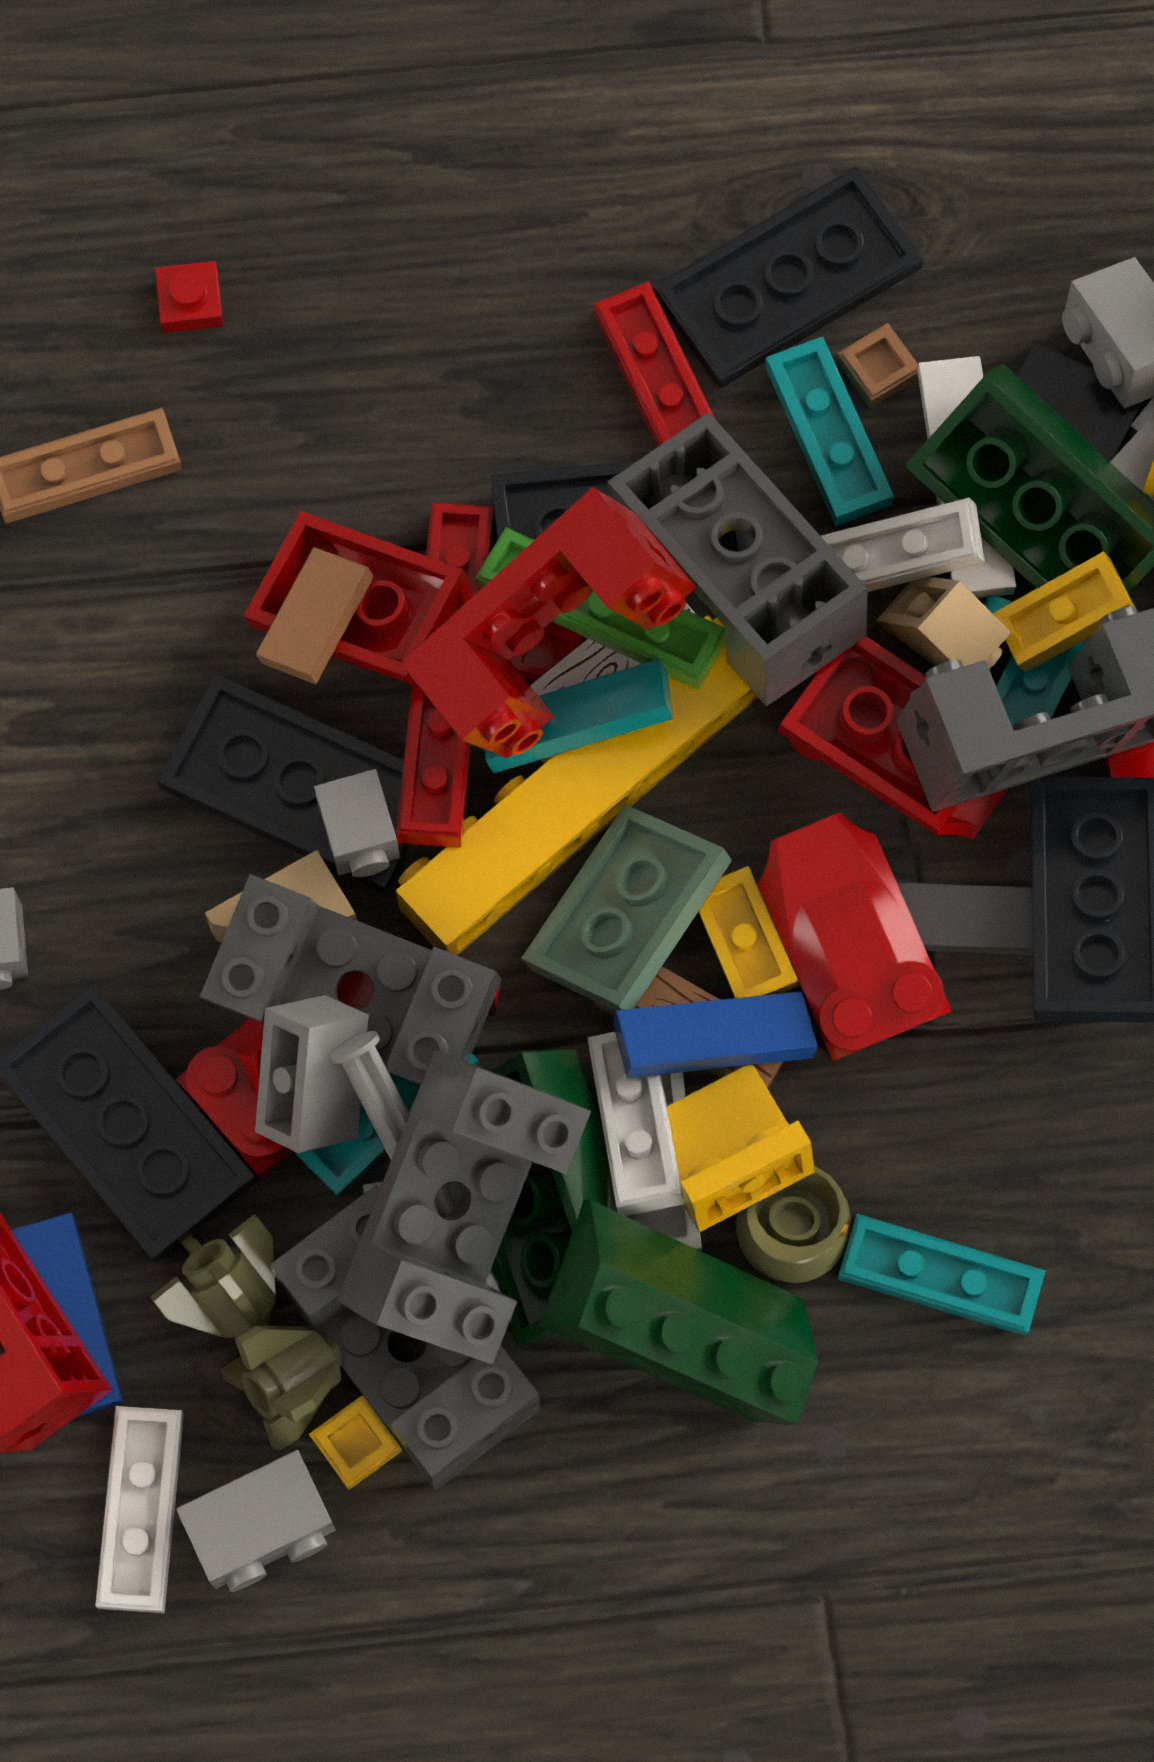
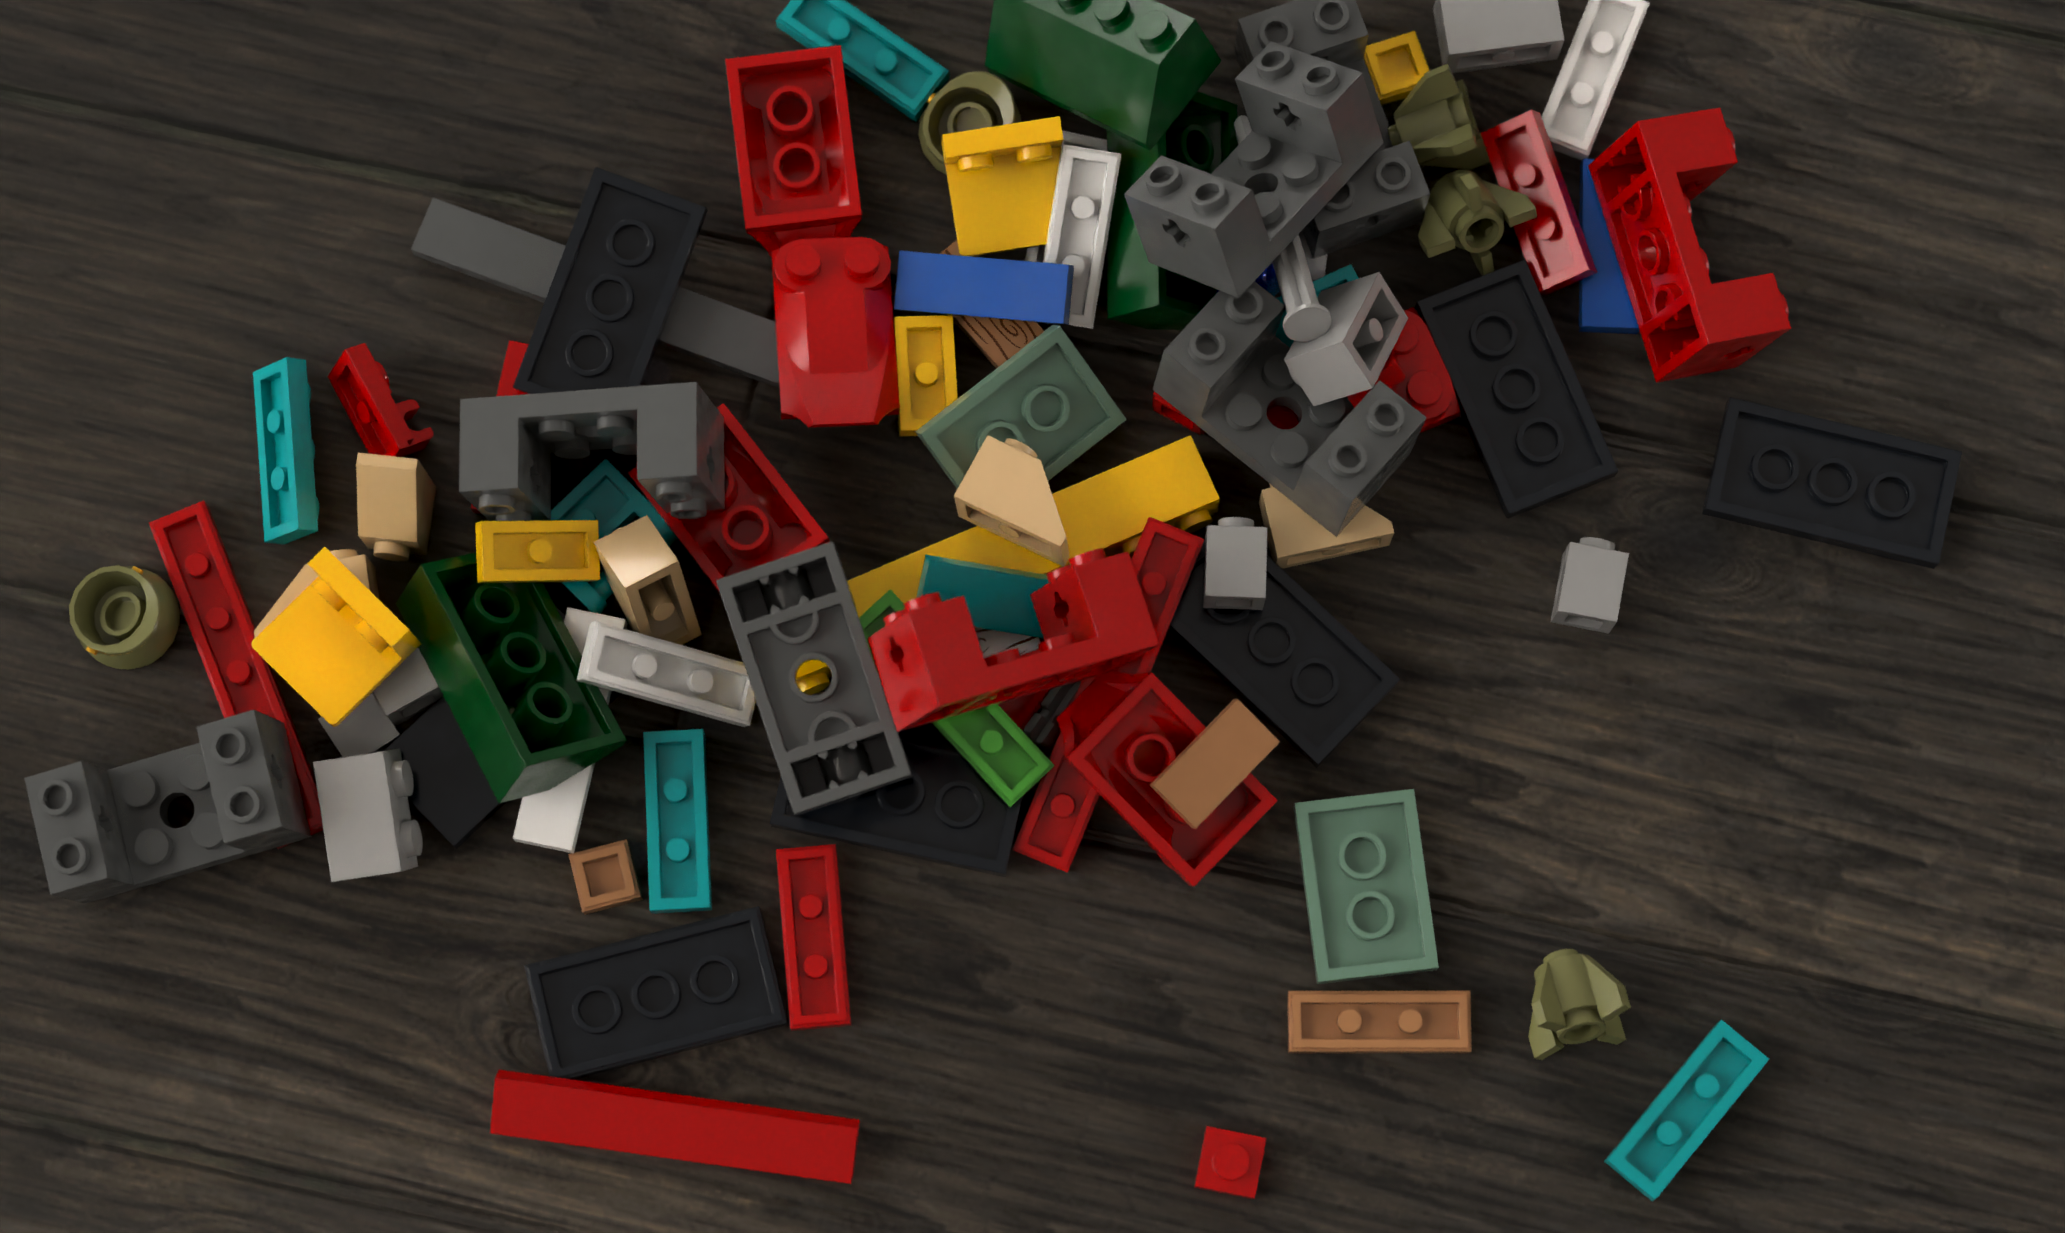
camera: 160 degrees left, 5 degrees up
(133, 579) = (1365, 886): none -> sand green plate
(168, 1354) = (1527, 164): none -> red plate
(601, 806) = (1013, 499): none -> tan slope
(724, 163) = (674, 1126): none -> red tile
(971, 1129) = (794, 145): none -> red slope

